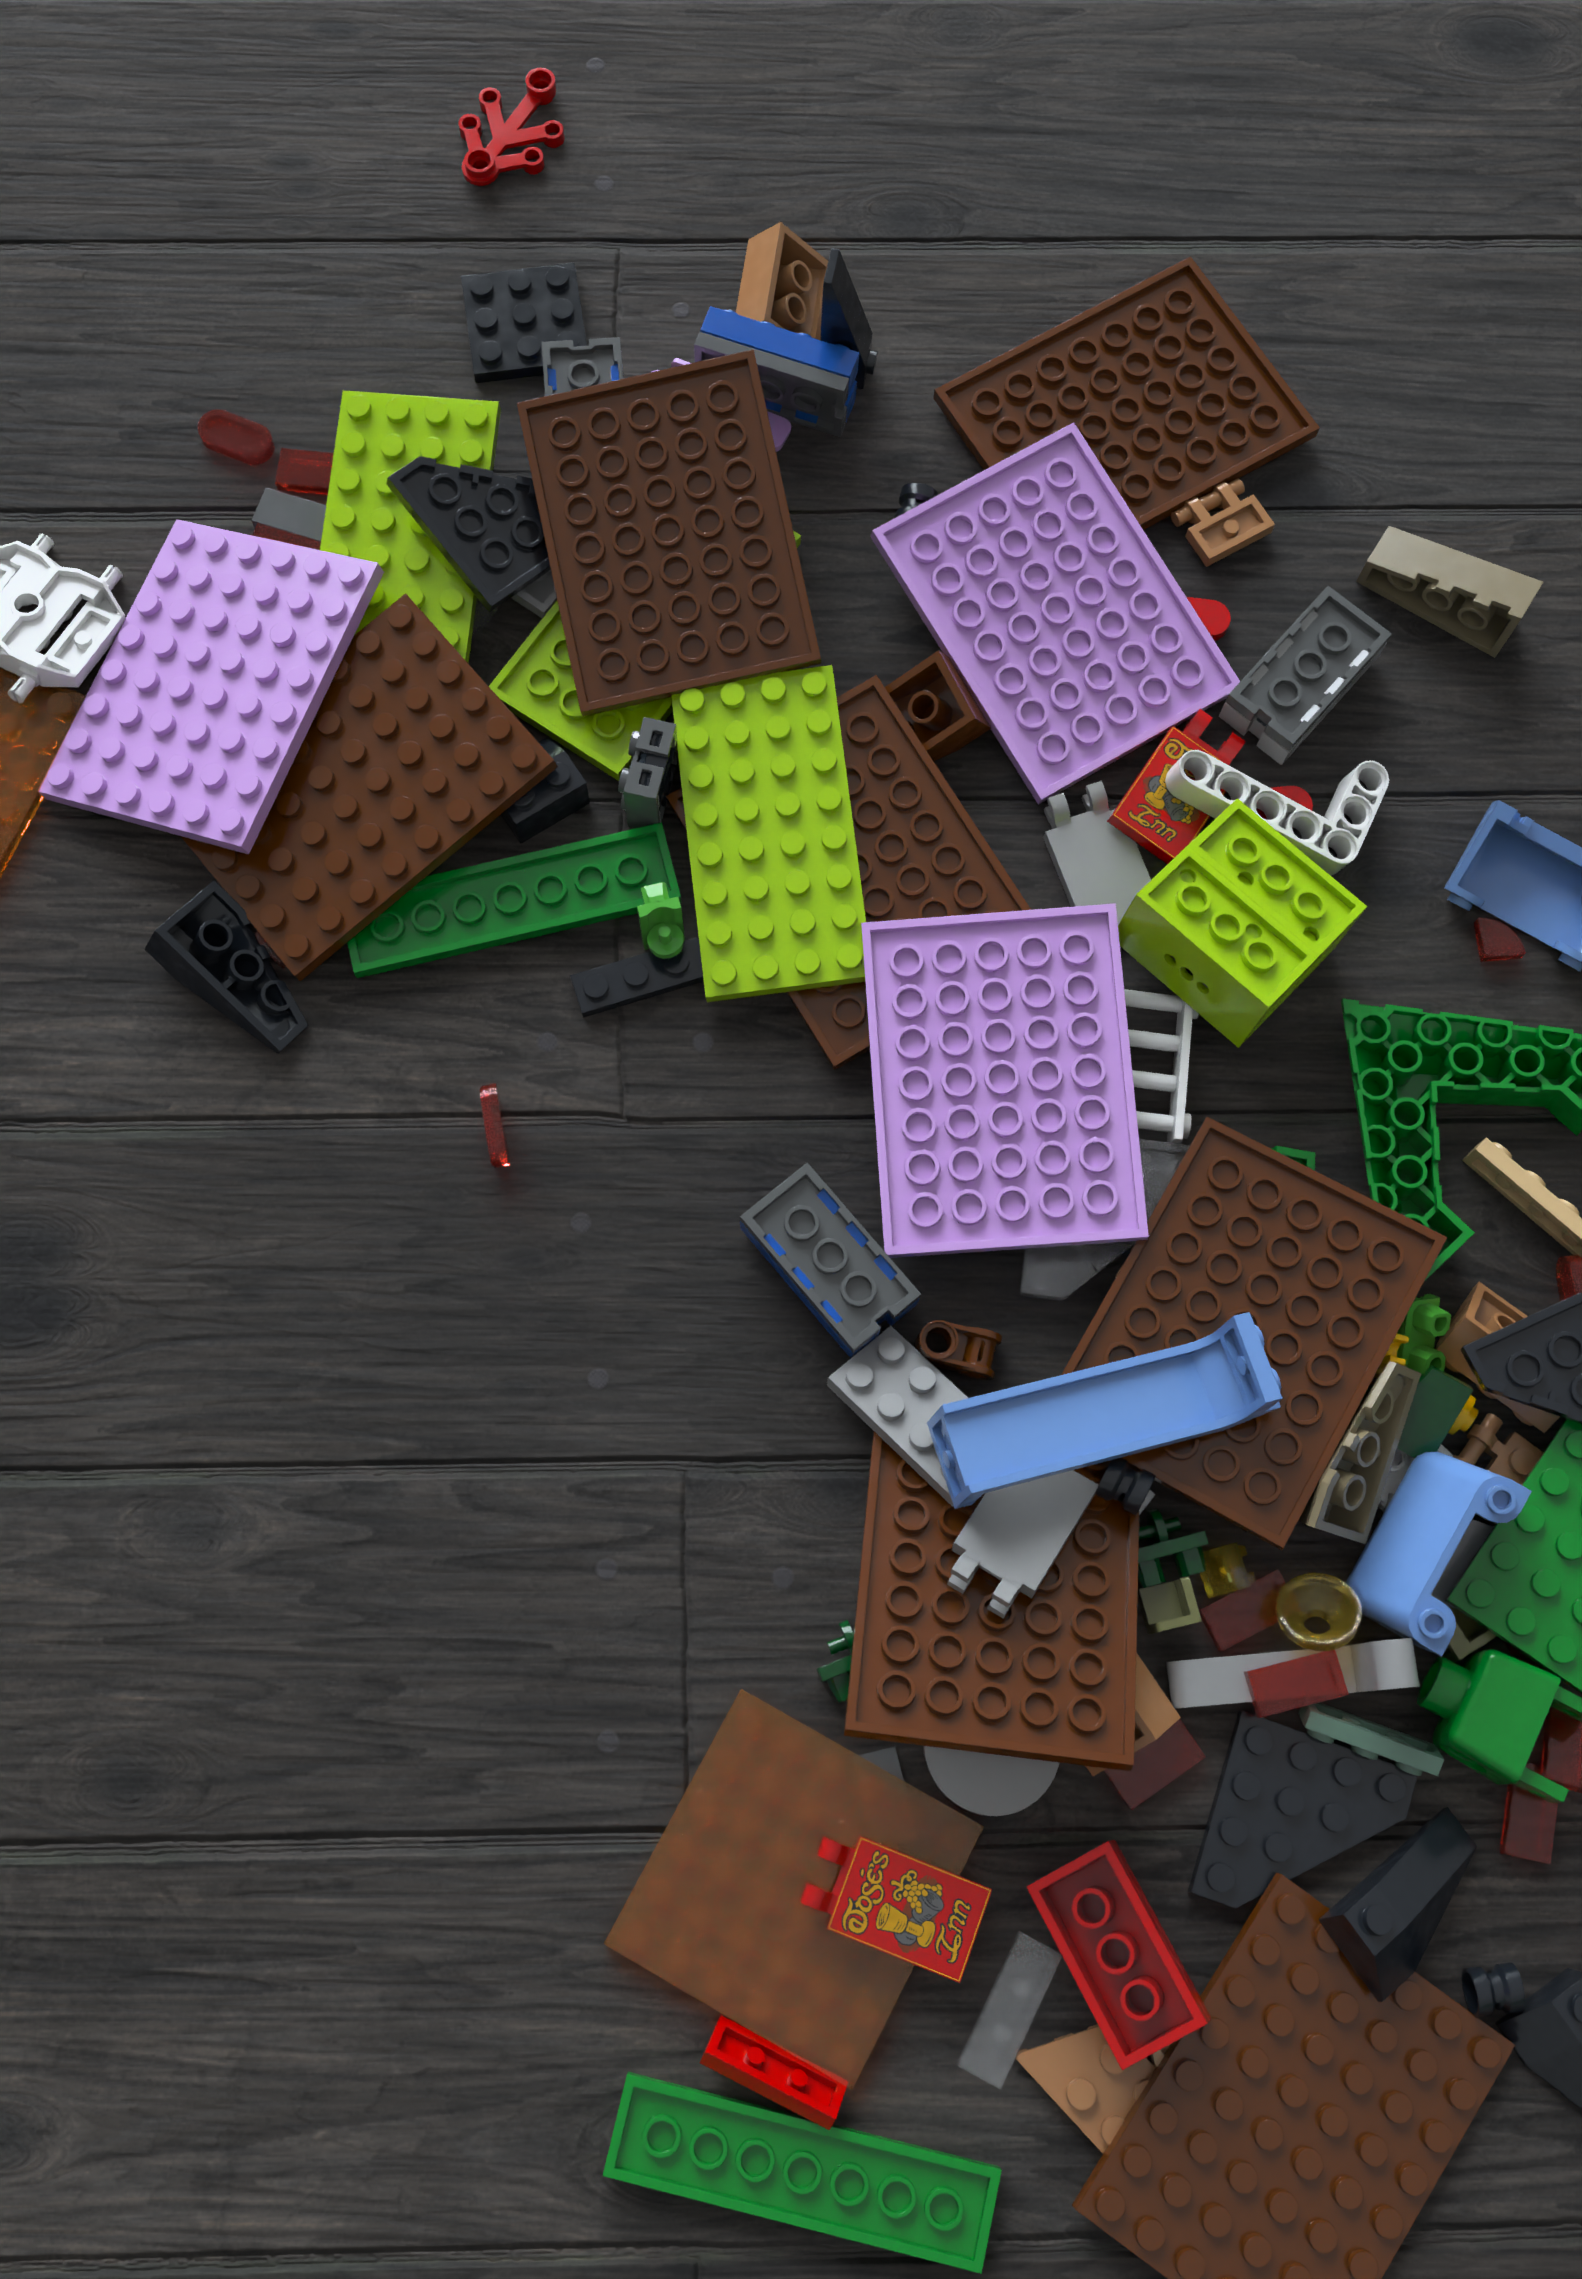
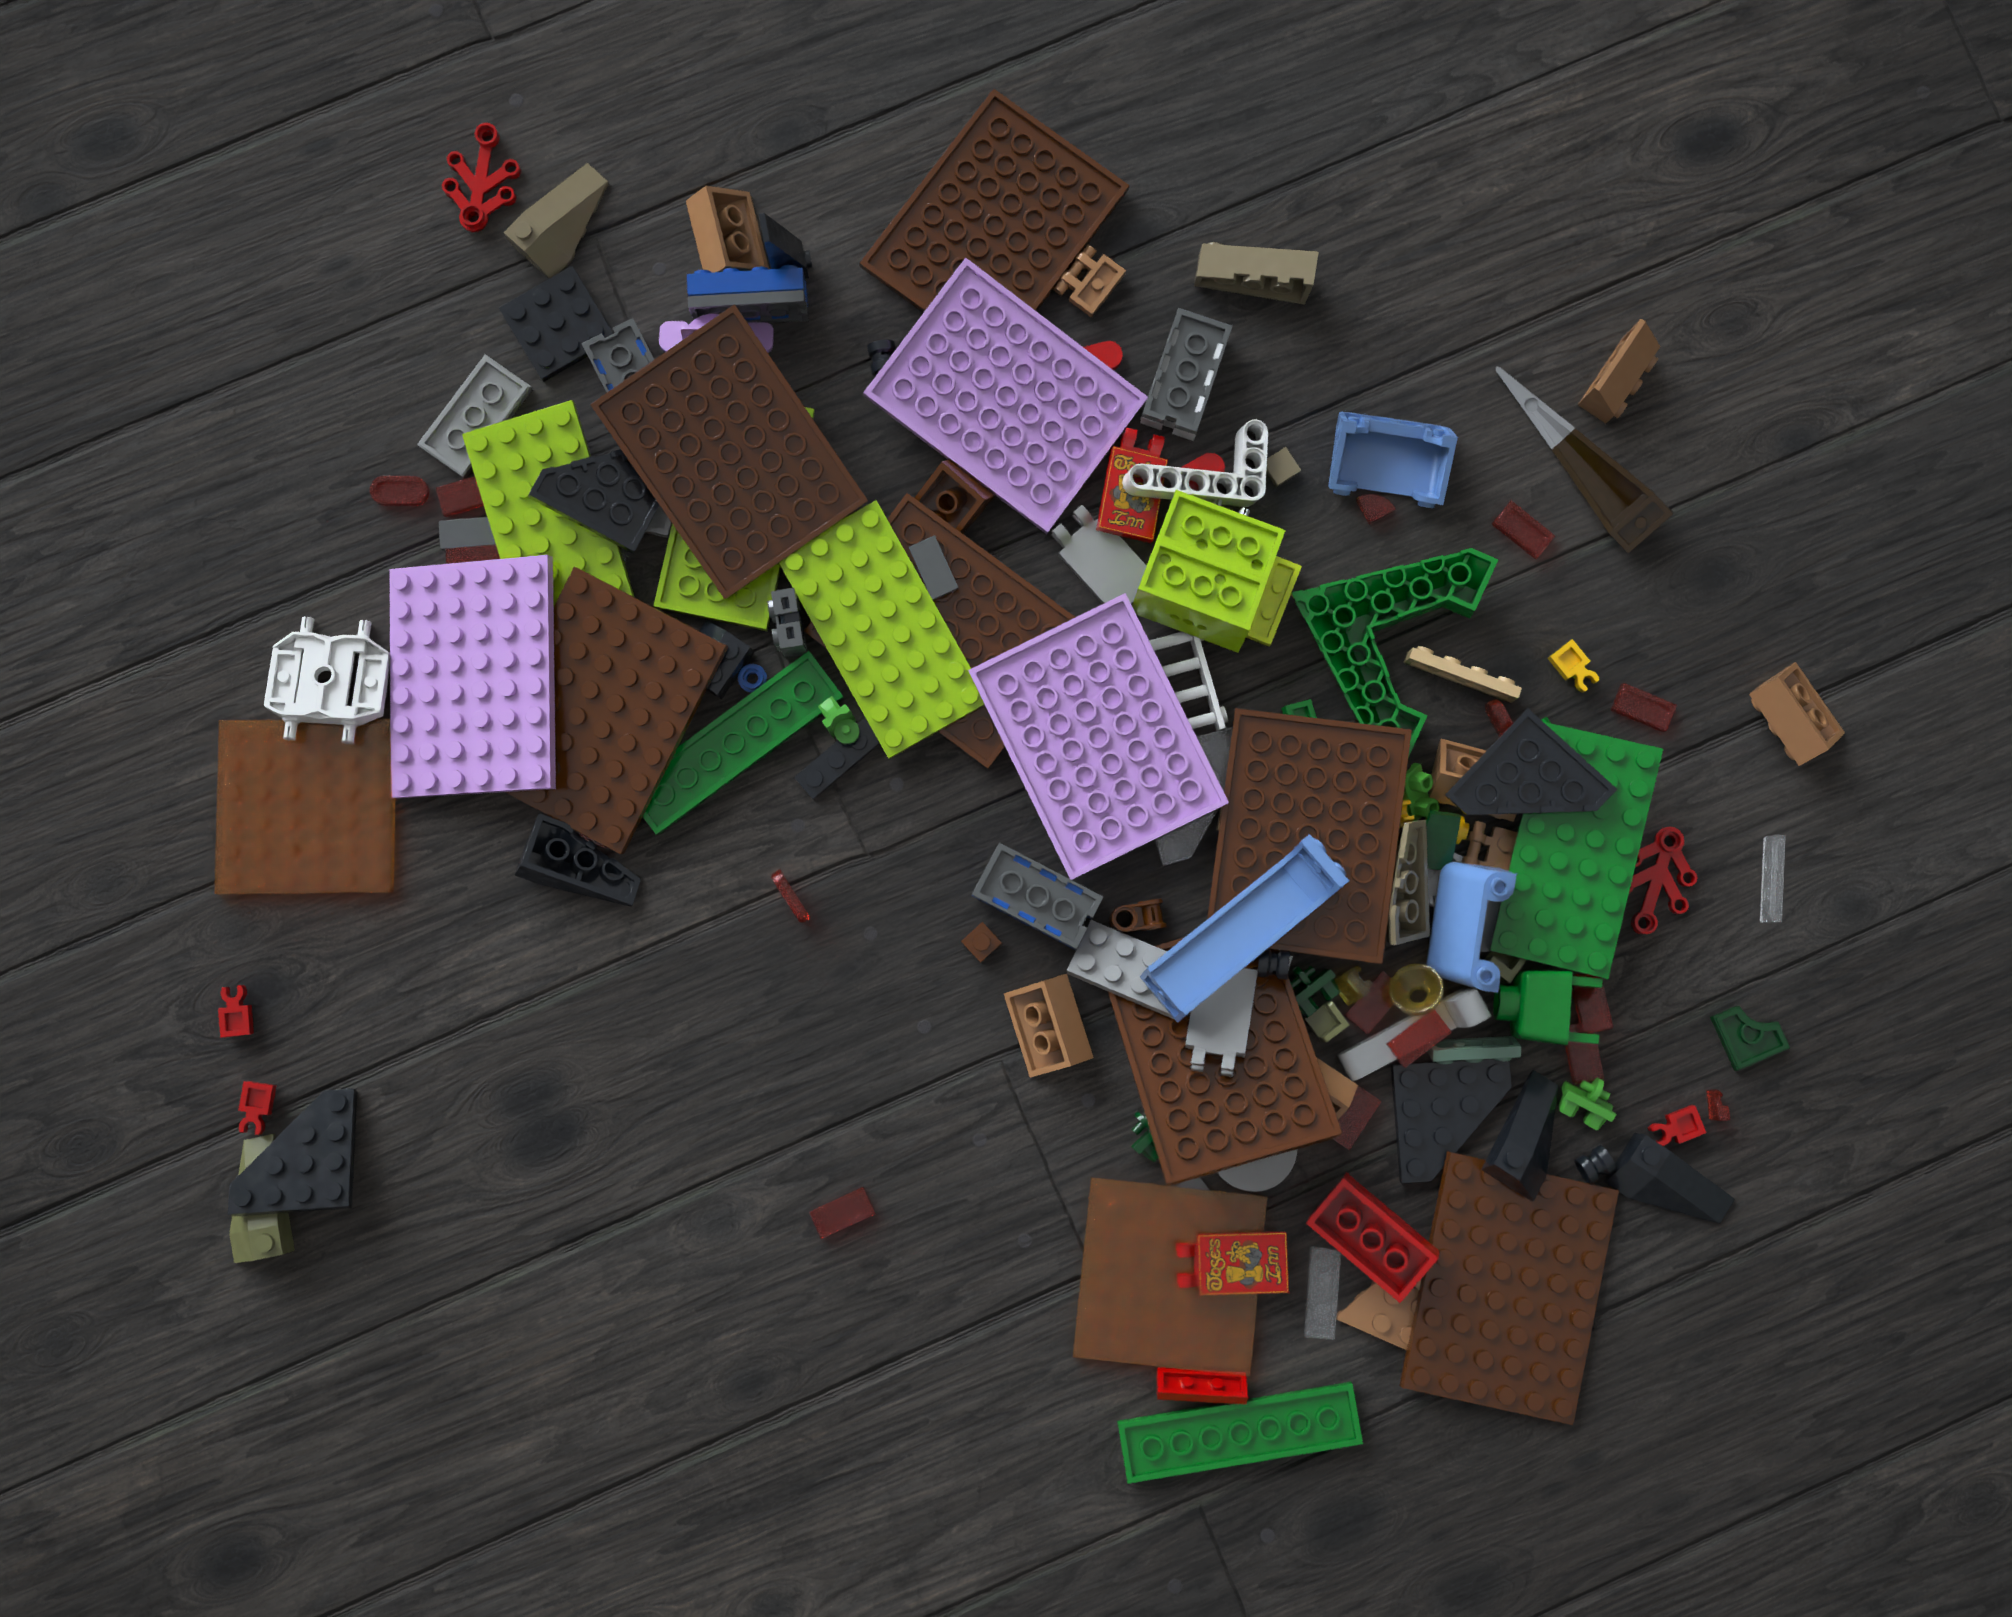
camera: 25 degrees left, 10 degrees up
(369, 1588) = (842, 1212): none -> clear red tile
(397, 365) = (484, 399): none -> light grey tile
(569, 820) = (746, 671): none -> blue plate
(573, 209) = (557, 222): none -> dark tan wedge
(726, 1295) = (981, 942): none -> reddish brown plate
(771, 1445) = (1048, 1025): none -> medium nougat slope
(871, 779) = (933, 568): none -> dark grey tile
(1310, 1005) = (1273, 601): none -> neon yellow plate
(1388, 842) = (1281, 467): none -> dark tan tile
(1525, 1908) = (1598, 1109): none -> bright green hips

